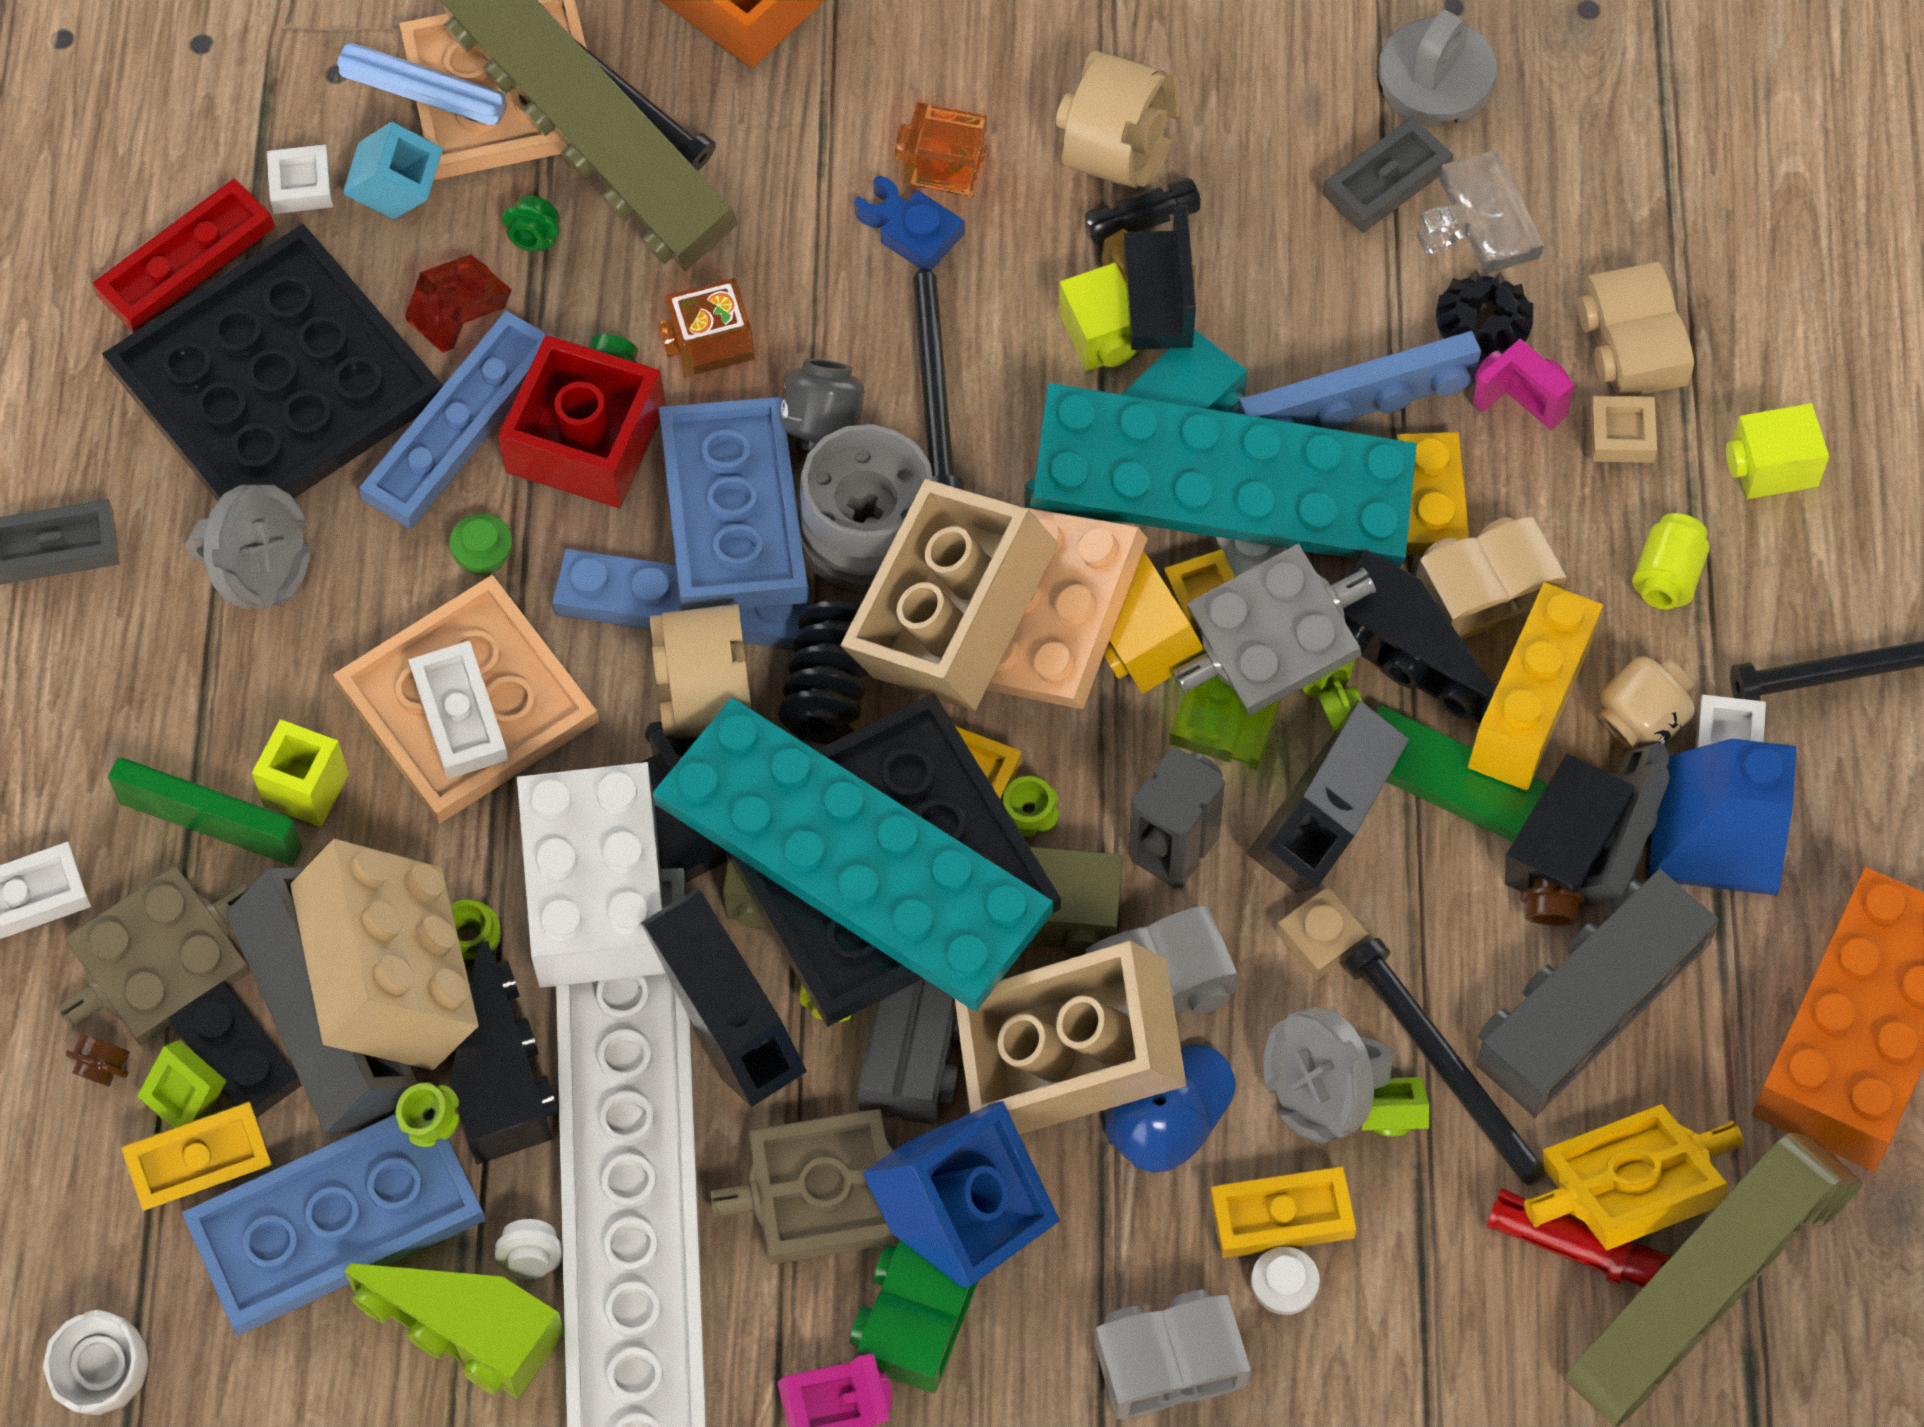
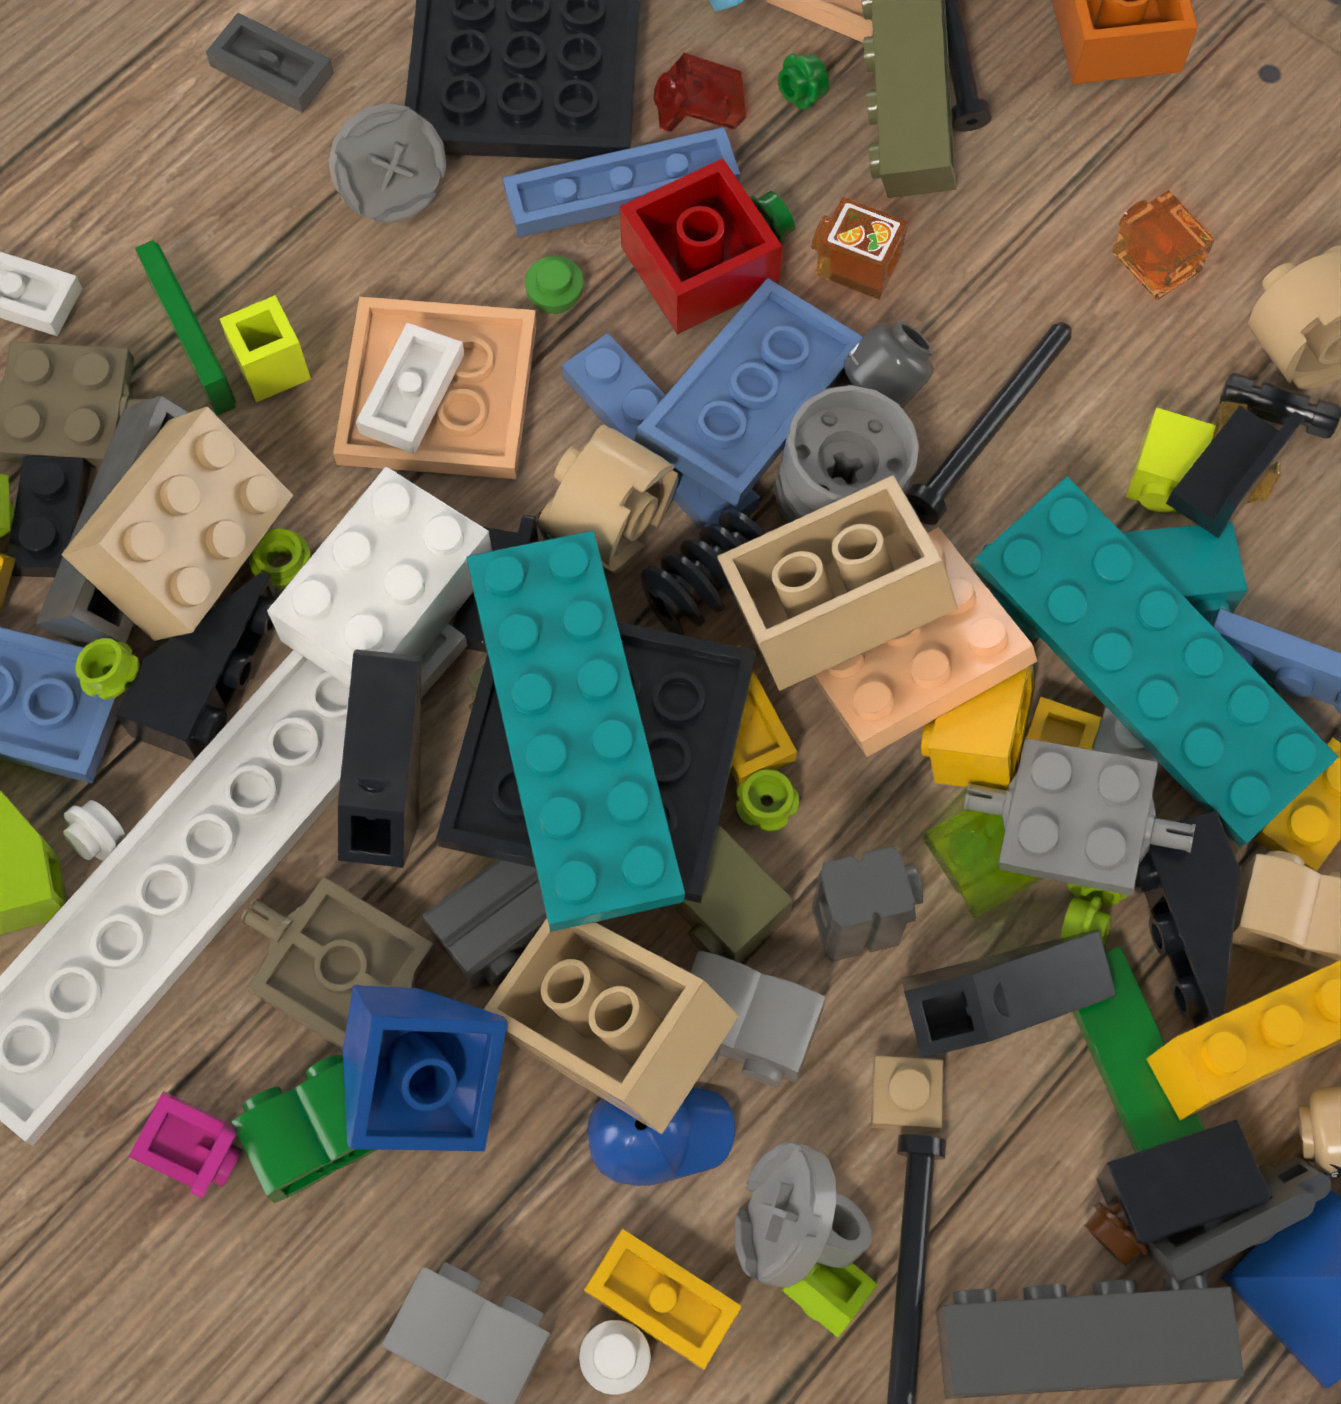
camera: 40 degrees right, 5 degrees up
(912, 228) = (1088, 290): blue plate -> none

